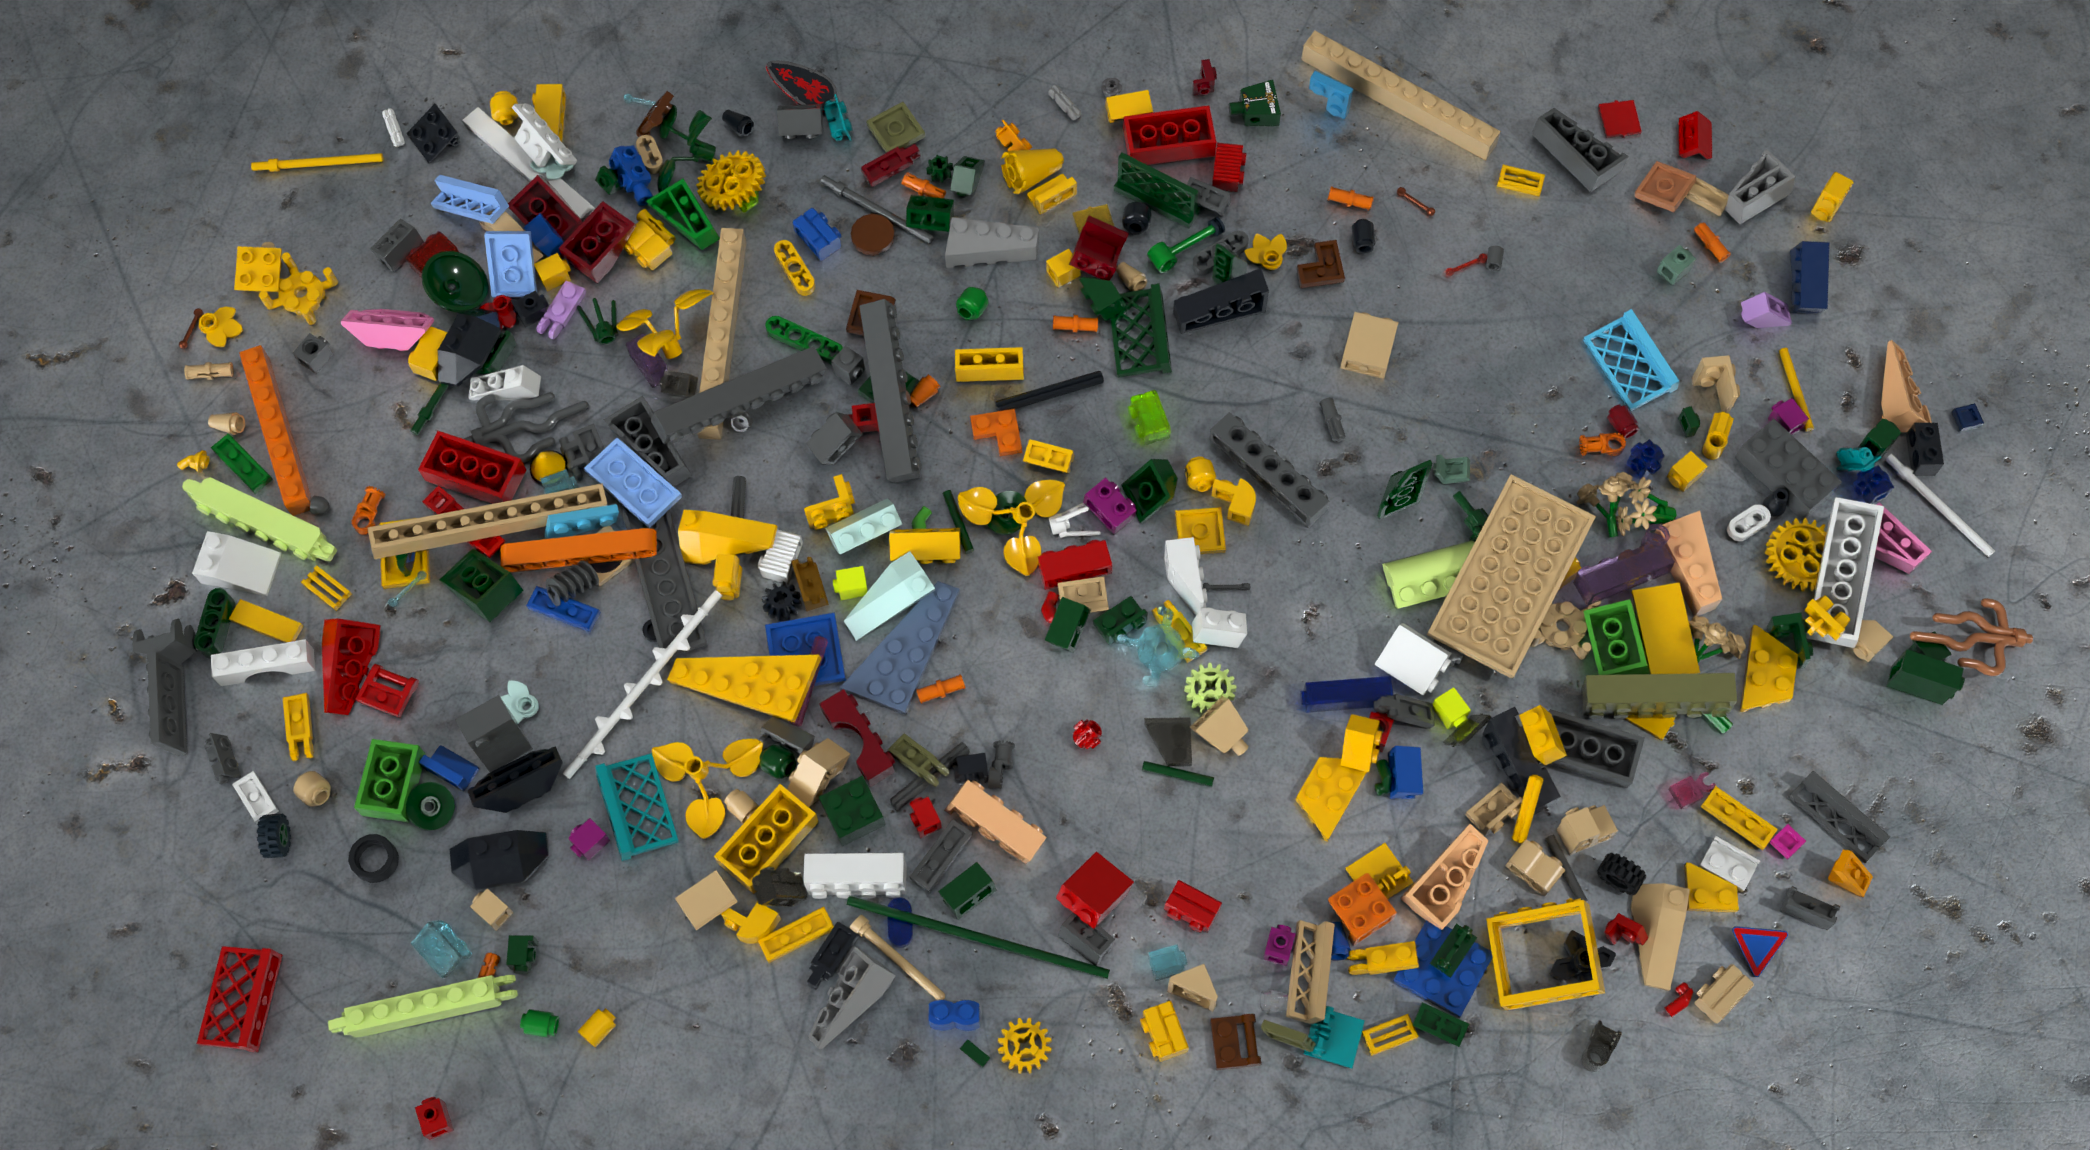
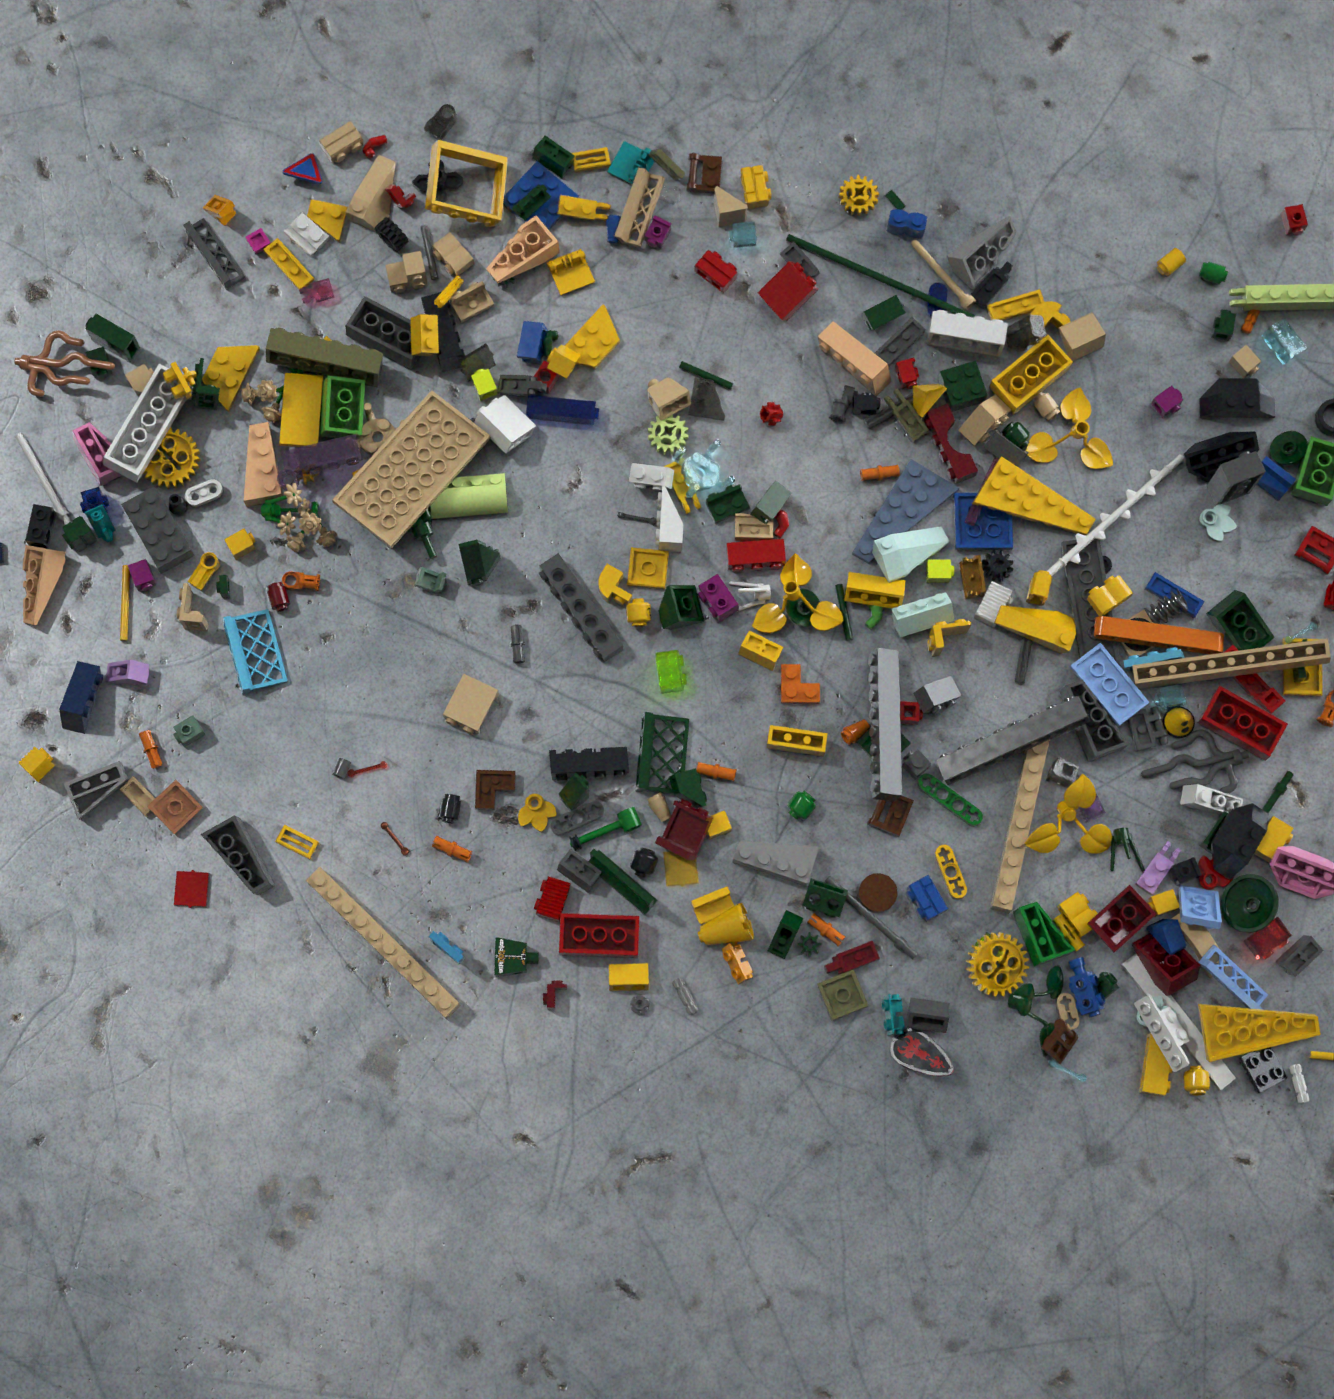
camera: 175 degrees left, 10 degrees up
(461, 155) = (1245, 1030): none -> yellow wing
(618, 817) = (1144, 417): teal fence -> none
(641, 581) = (1109, 596): none -> yellow brick
(738, 122) = (984, 1028): black cone -> none
(894, 786) = (925, 396): none -> yellow slope
(1050, 391) = (749, 713): black axle -> none
(1362, 908) = (591, 243): orange bracket -> none
(1645, 458) = (271, 565): clear blue brick -> none
(1695, 135) = (131, 854): red panel -> none
(1809, 909) = (257, 191): dark grey hinge -> none

